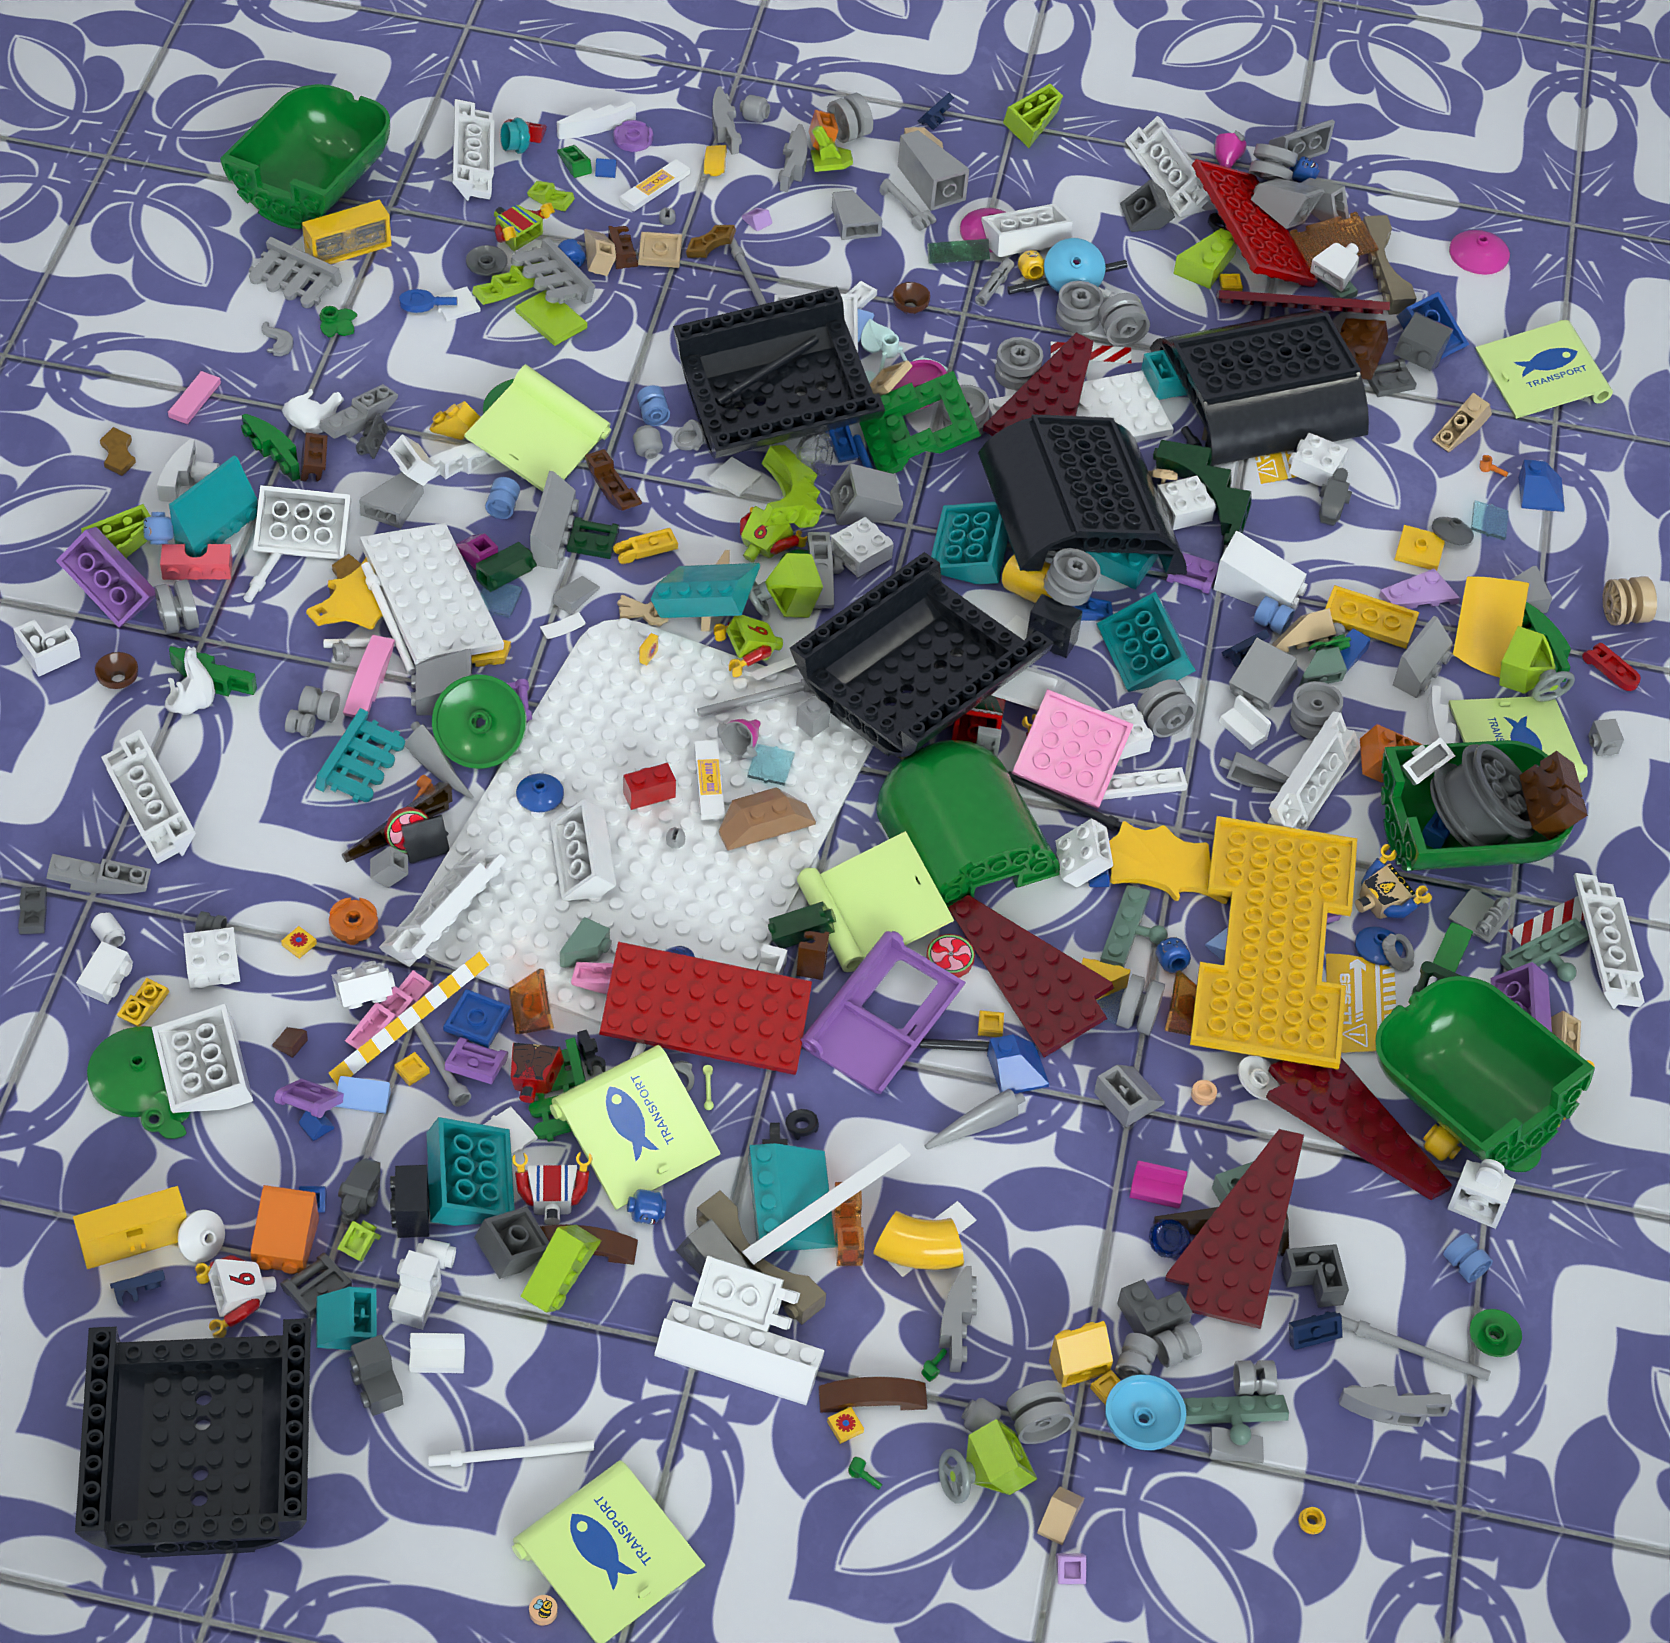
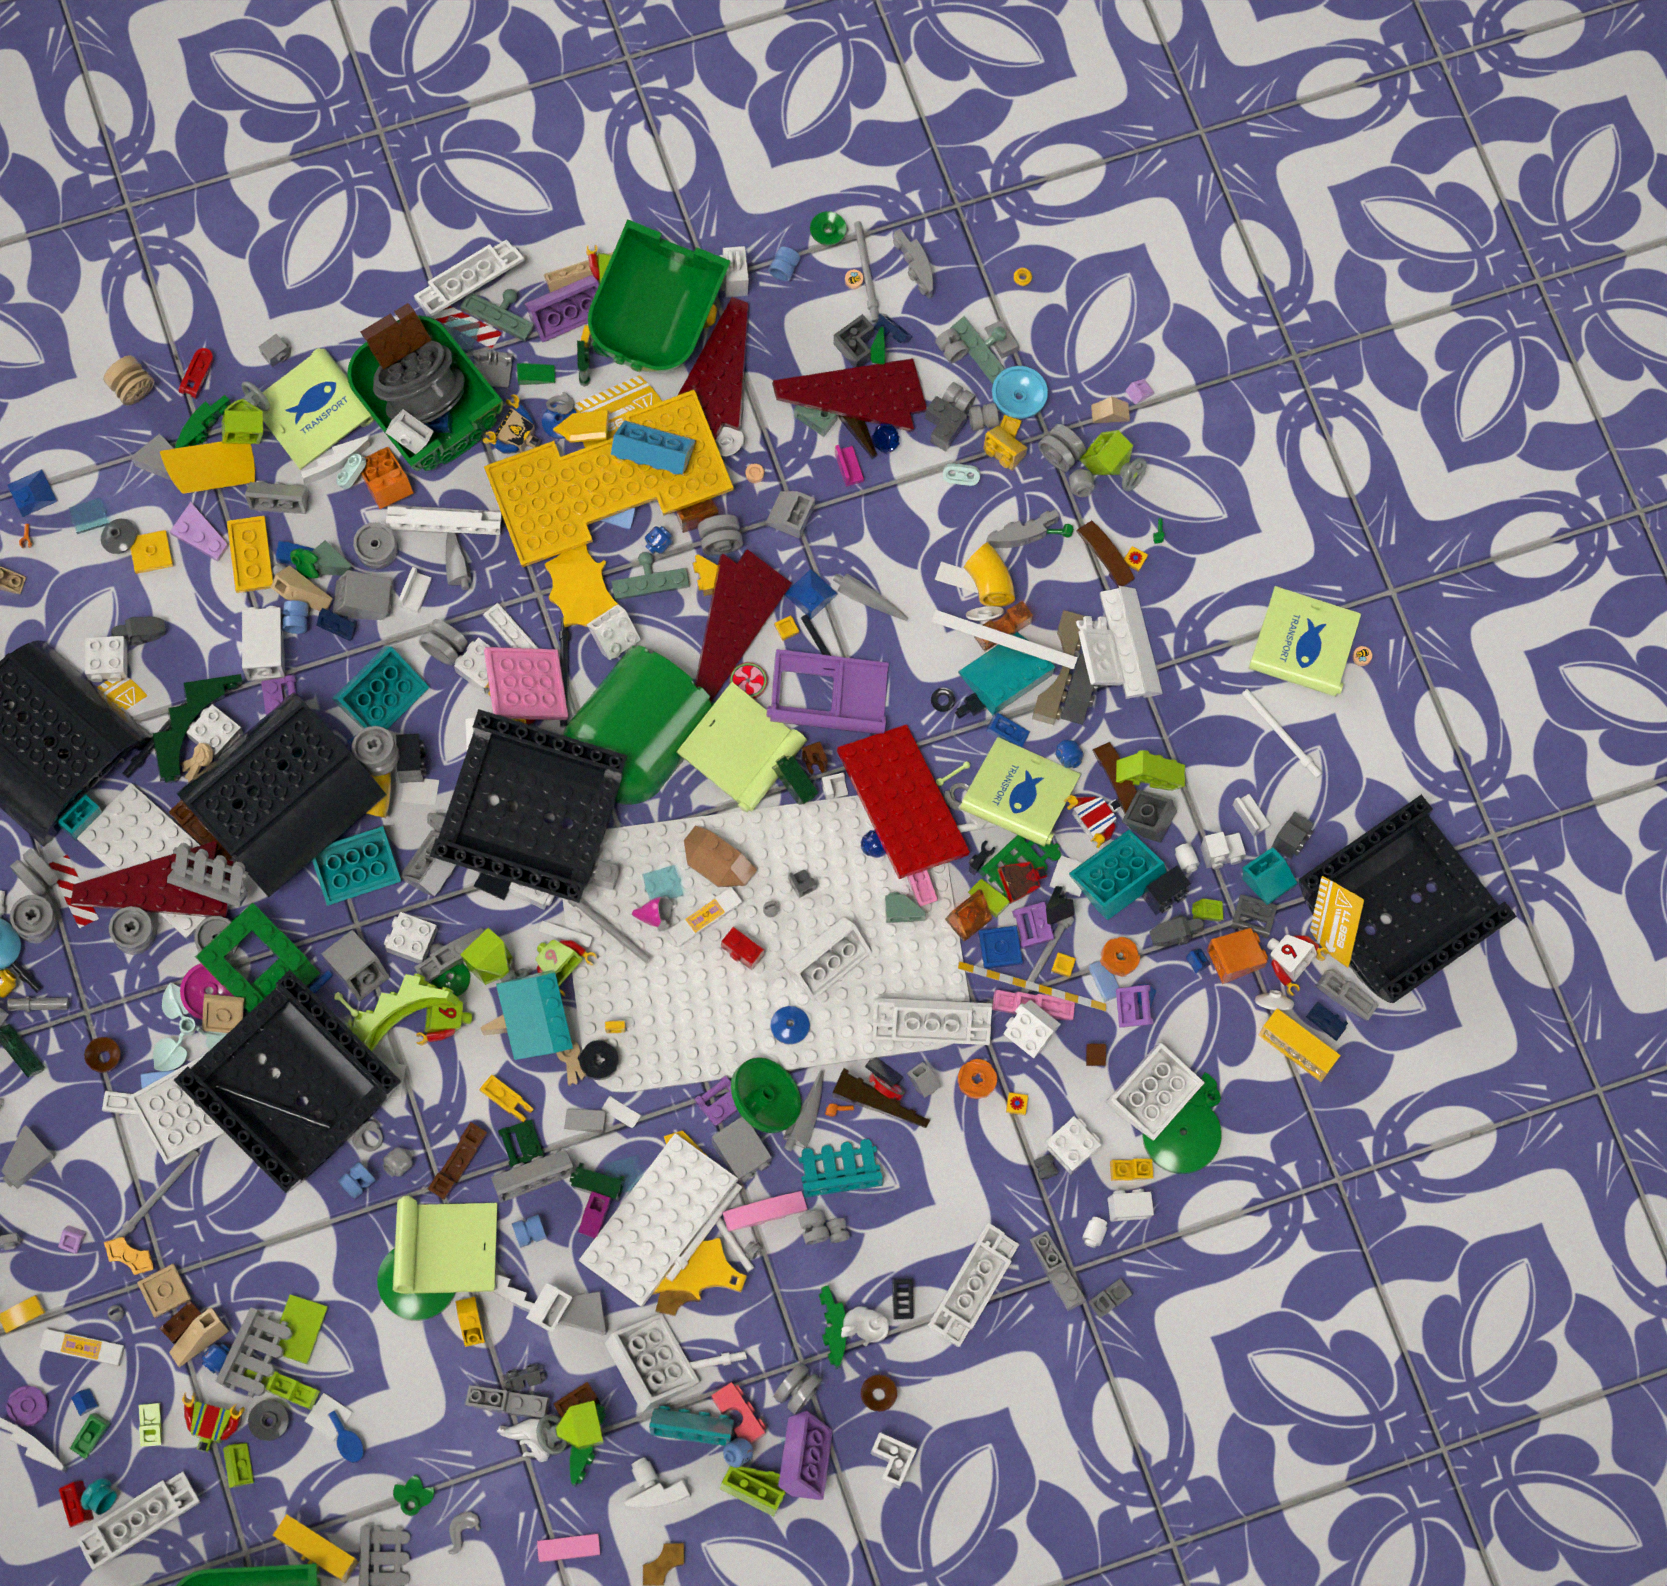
camera: 120 degrees left, 20 degrees up
(155, 1321) = (1346, 994): none -> light grey slope
(202, 751) = (896, 1281): none -> black slope
(239, 1328) = (1336, 920): none -> yellow sticker
(282, 426) = (578, 1427): none -> lime piece
(381, 1107) = (1112, 963): none -> orange plate
(466, 232) = (238, 1465): none -> lime slope
(476, 1080) = (1059, 906): none -> black slope
(541, 1036) = (996, 901): none -> lime slope
(625, 633) = (604, 1050): none -> black plate
(683, 874) = (802, 883): none -> dark grey panel
(720, 1167) = (1007, 730): none -> blue slope
(816, 468) = (338, 996): none -> yellowish green hinge
(876, 1211) = (984, 614): none -> white dish
(1037, 404) = (209, 885): none -> light grey fence
(1074, 1294) = (961, 474): none -> light aqua plate
(1287, 983) = (652, 447): none -> dark azure slope
(1295, 1290) = (878, 348): none -> green slope
(1354, 949) = (584, 426): none -> yellow tile
(1409, 1328) = (853, 279): none -> light nougat tile
(1417, 731) = (351, 471): none -> light aqua plate
(1542, 908) = (463, 332): none -> clear light blue piece

